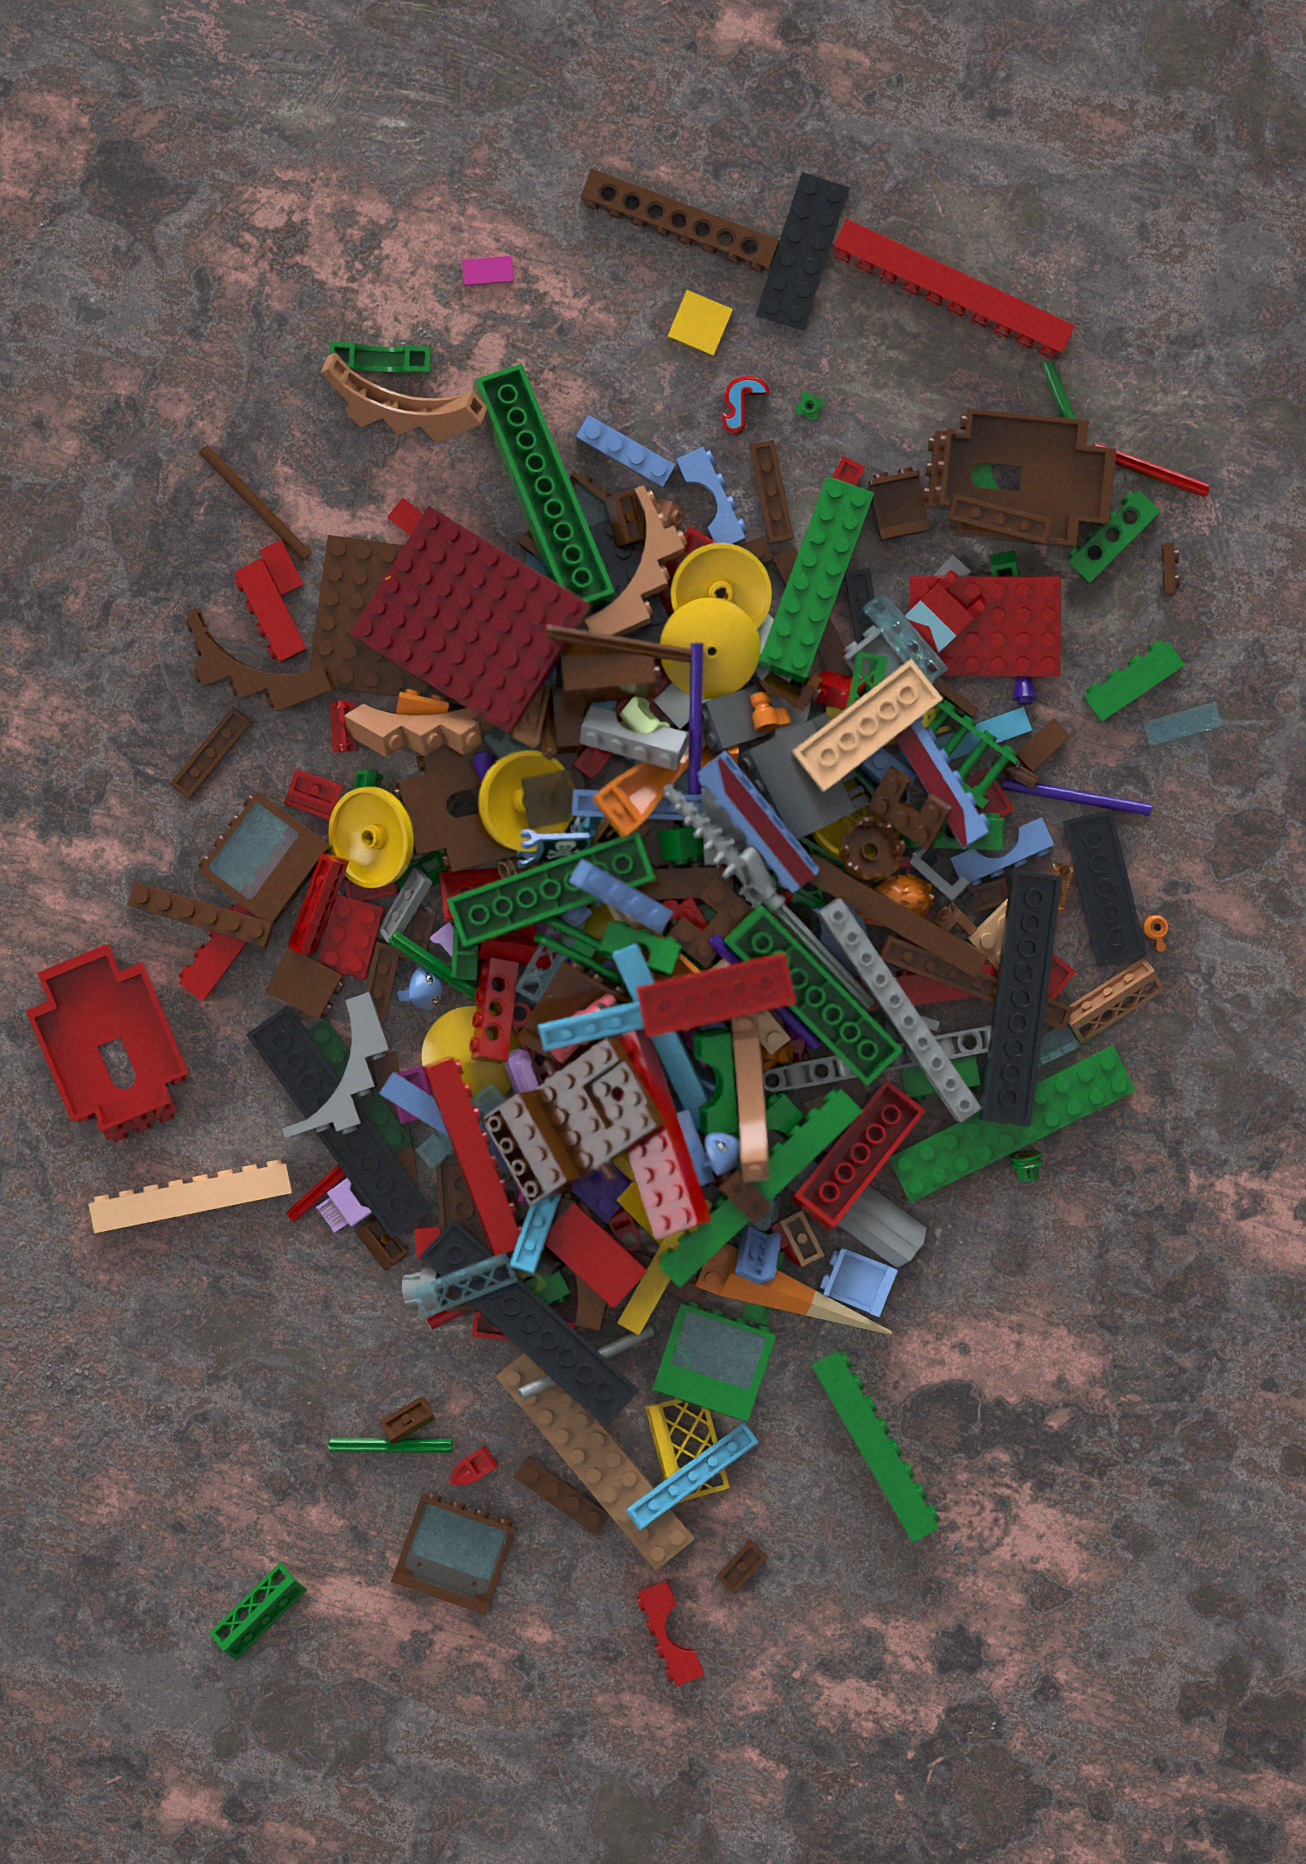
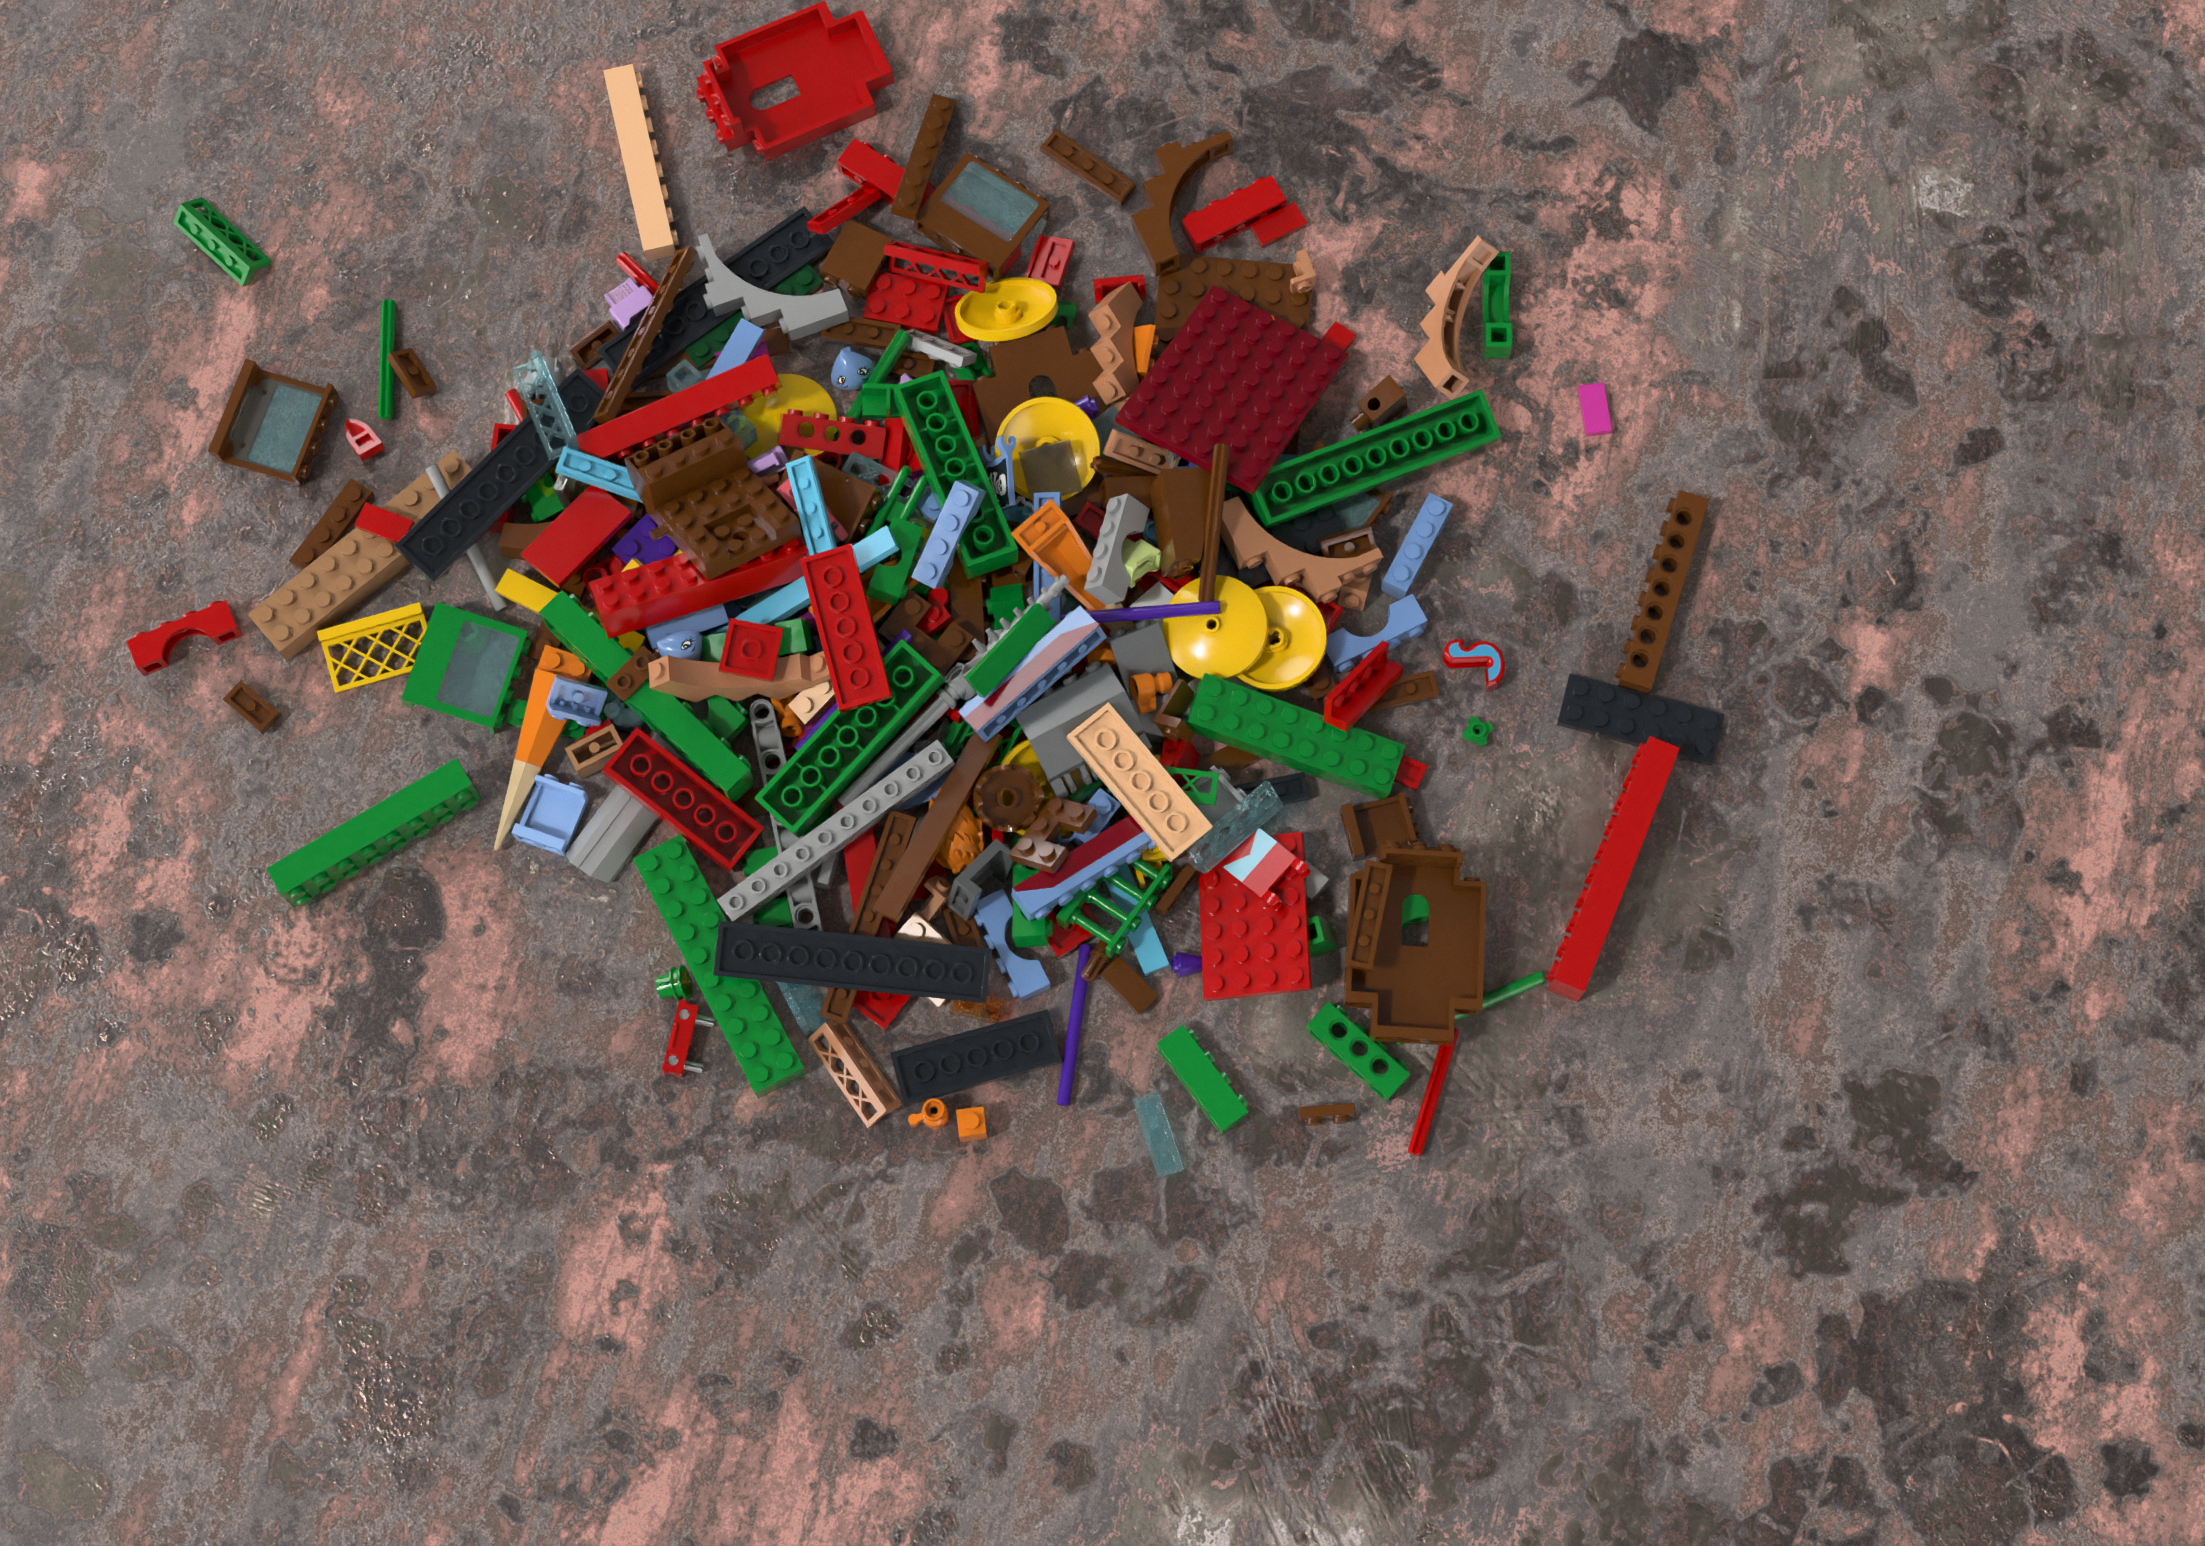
camera: 85 degrees right, 15 degrees down
(254, 995) = (843, 210): none -> red tile
(255, 503) = (1341, 198): reddish brown piece -> none
(337, 544) = (1305, 273): none -> nougat bracket
(385, 1190) = (642, 340): none -> reddish brown plate
(476, 469) = (1386, 398): none -> reddish brown torso
(573, 1440) = (383, 523): none -> red tile
(691, 1476) = (345, 647): medium azure tile -> none
(700, 323) = (1557, 619): yellow tile -> none
(731, 1085) = (751, 650): none -> red plate
(739, 841) = (1009, 650): none -> green tile
(773, 512) = (1361, 688): none -> red fence
(1078, 1160) = (680, 1040): none -> red piece
(1167, 893) = (971, 1124): none -> orange brick

